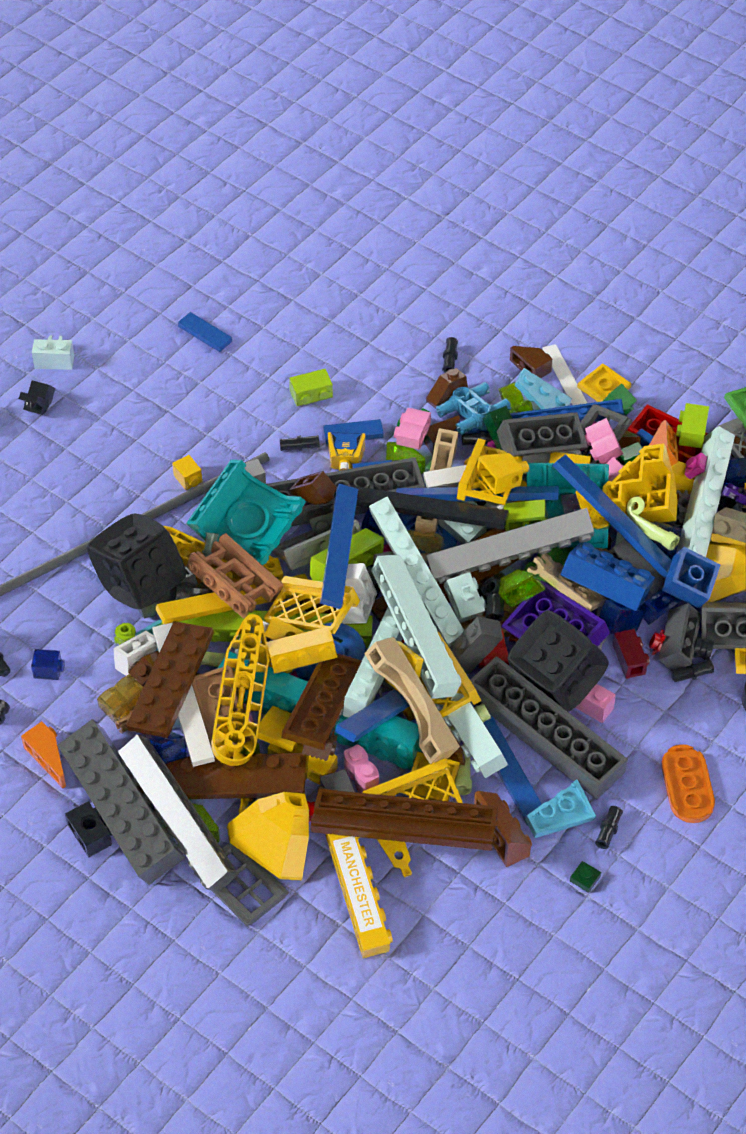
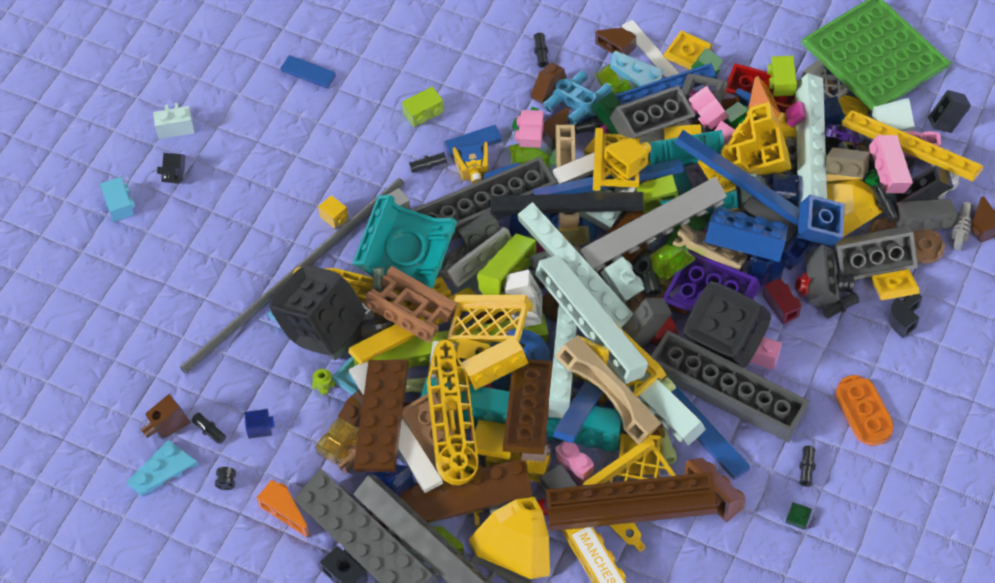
camera: 10 degrees left, 5 degrees up
(131, 651) = (336, 395): white slope -> none
(314, 488) = (458, 205): reddish brown slope -> none
(339, 546) = (501, 258): blue tile -> none
(564, 811) = (764, 460): medium azure wing -> none
(667, 539) = (789, 188): yellowish green plant -> none

